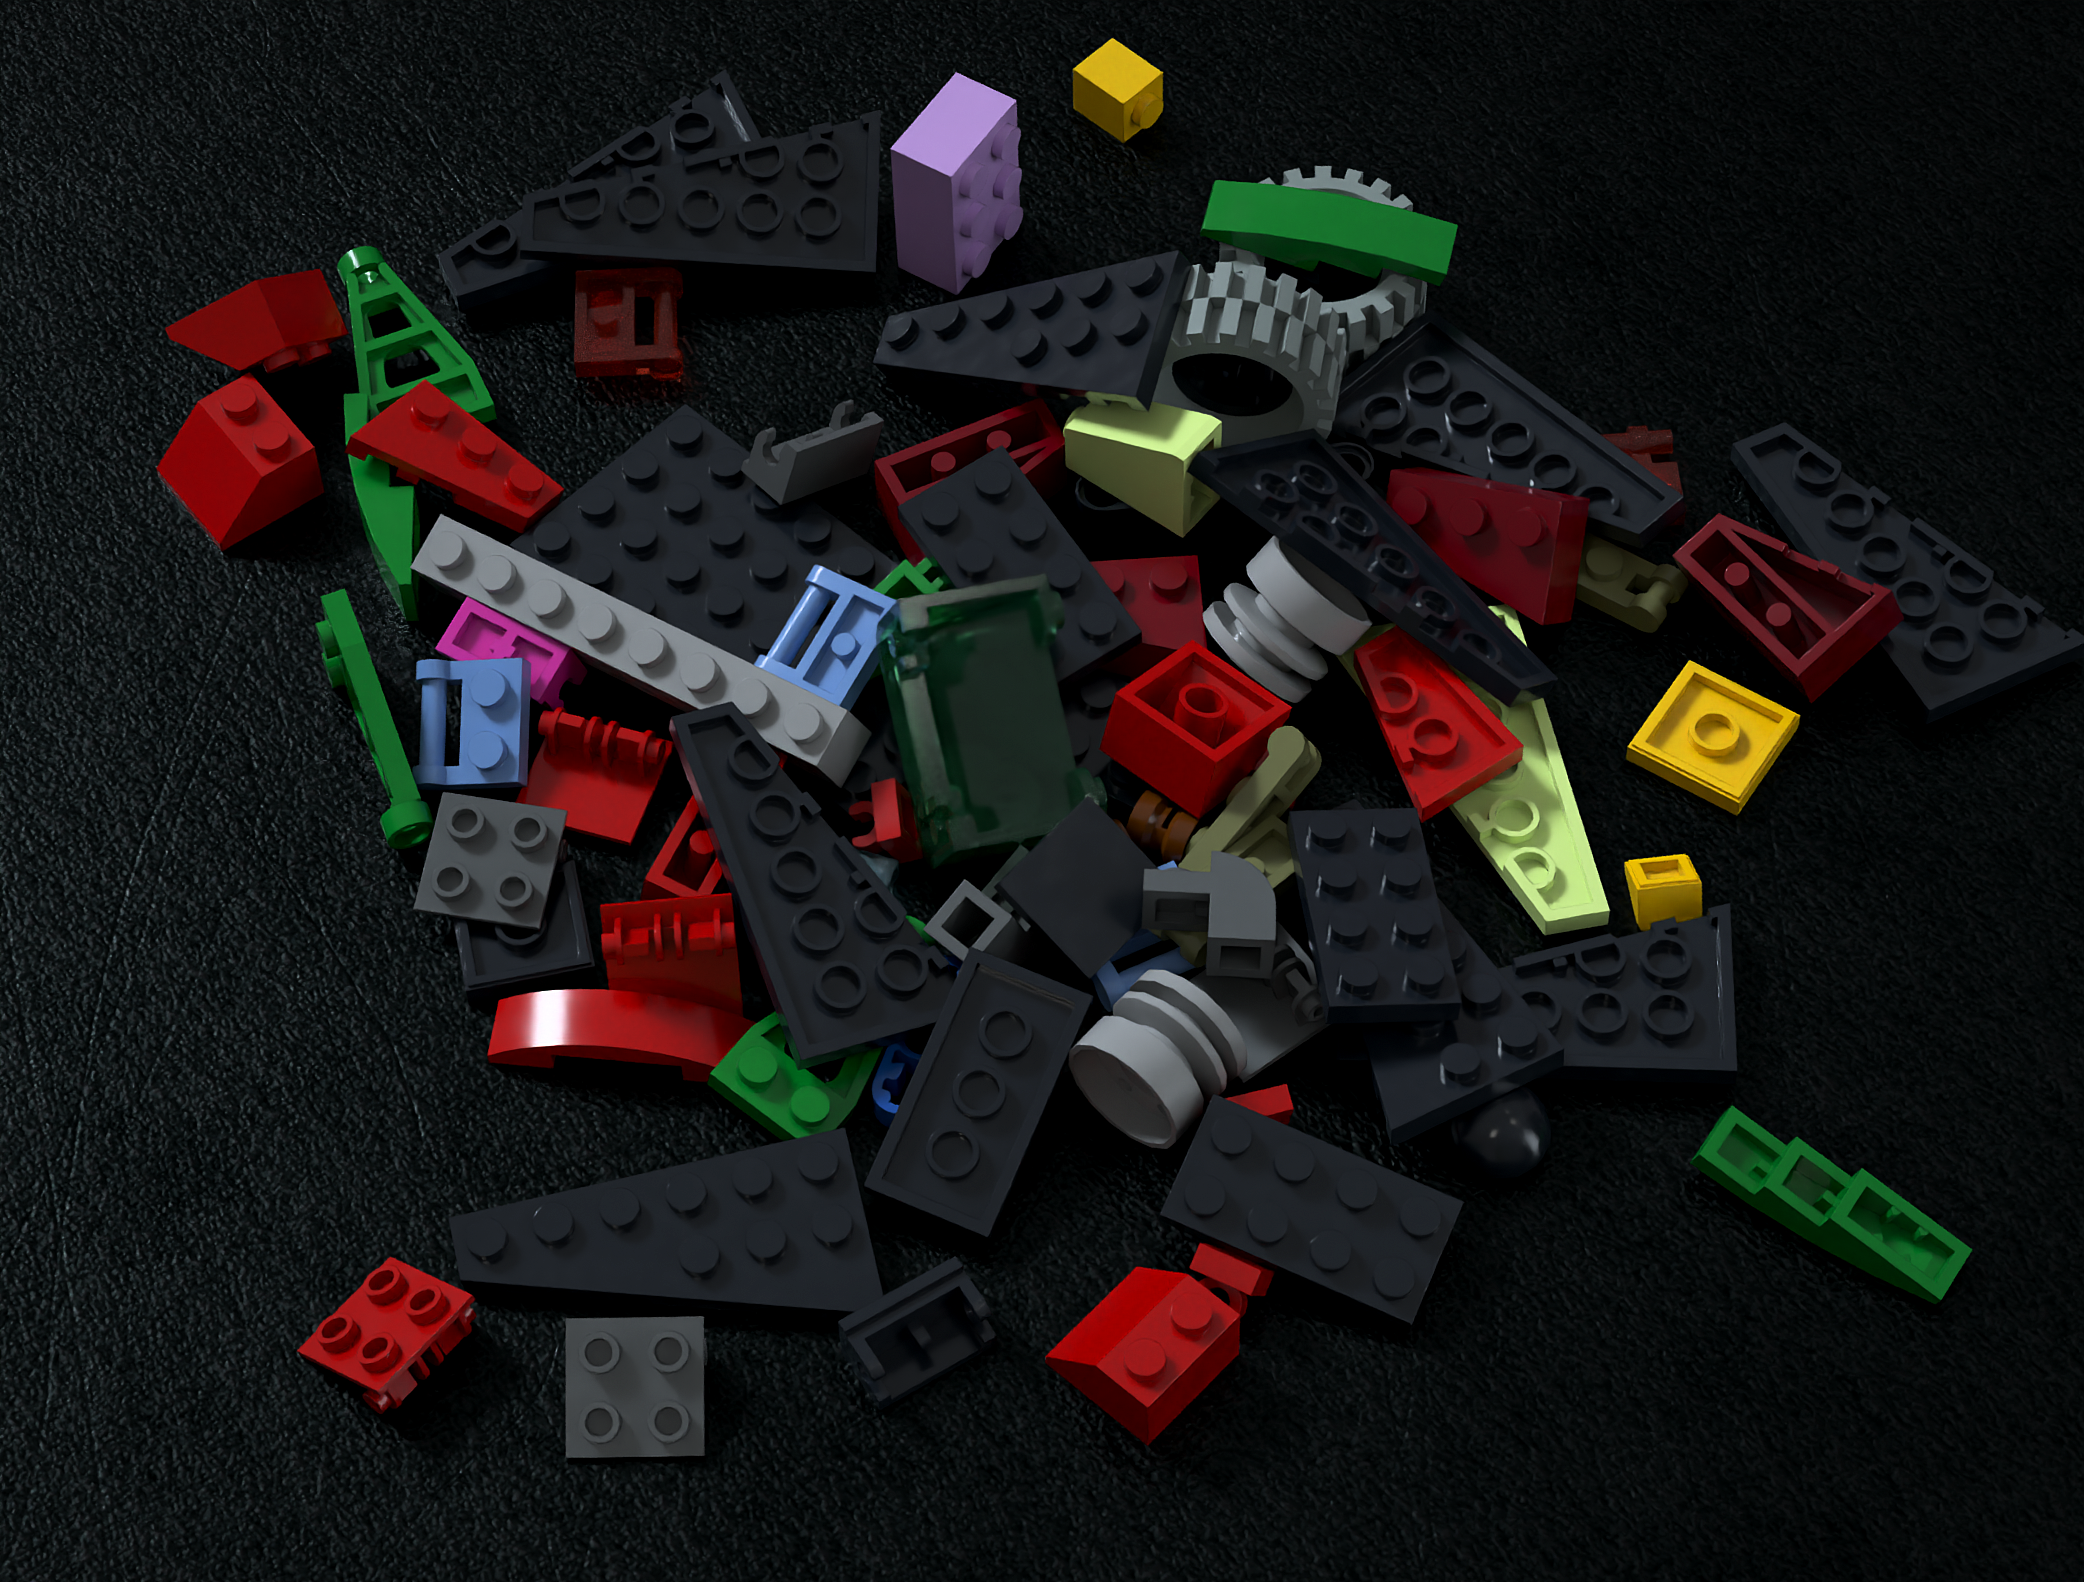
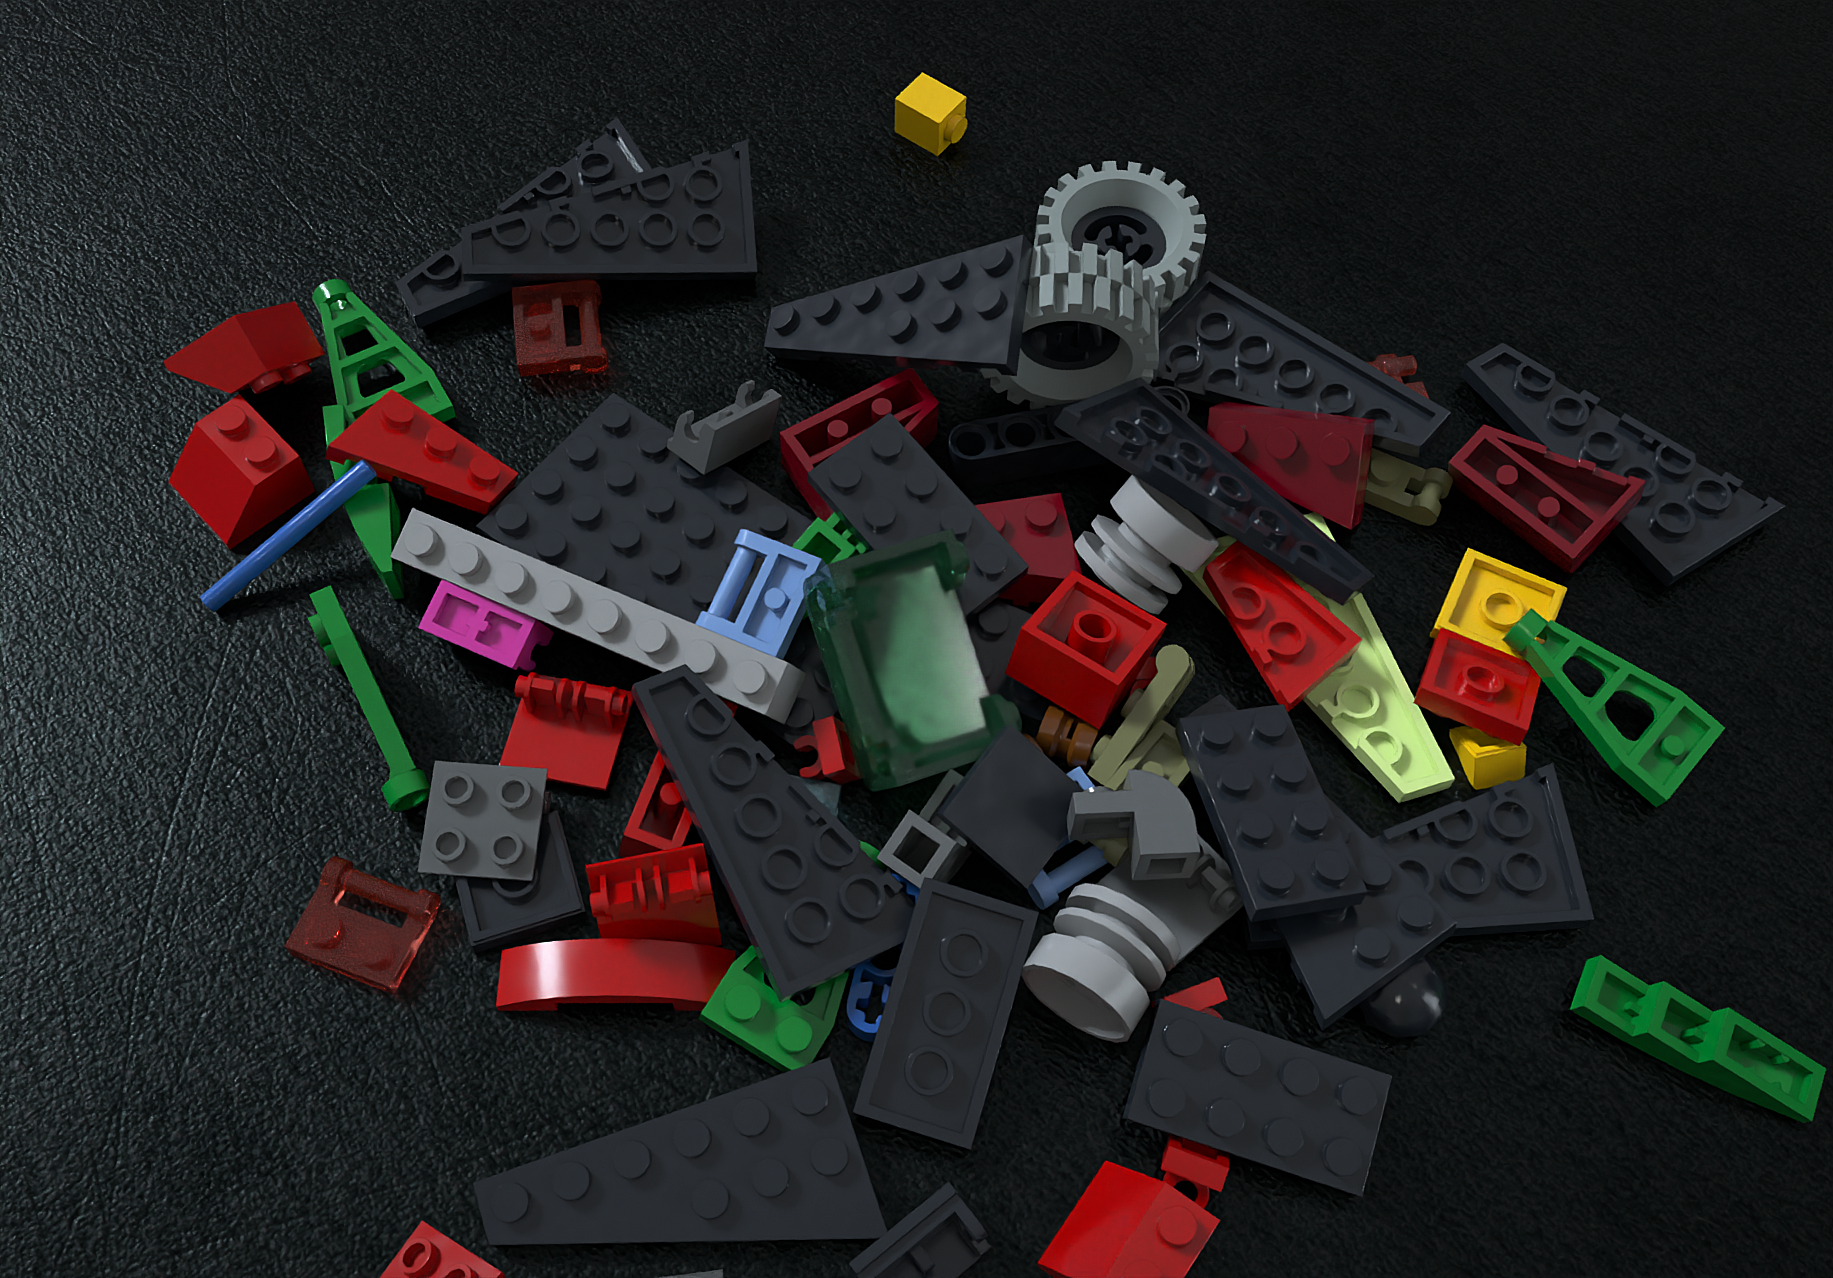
camera: 10 degrees left, 5 degrees up
(295, 536) = (288, 535): none -> blue bar
(341, 978) = (356, 942): none -> clear red plate
(491, 729) = (473, 693): medium blue plate -> none
(957, 183) = (818, 193): lavender brick -> none
(1145, 458) = (1009, 413): yellowish green slope -> none
(1328, 227) = (1125, 209): green slope -> none
(1660, 812) = (1478, 687): none -> red plate
(1870, 902) = (1668, 746): none -> green plate

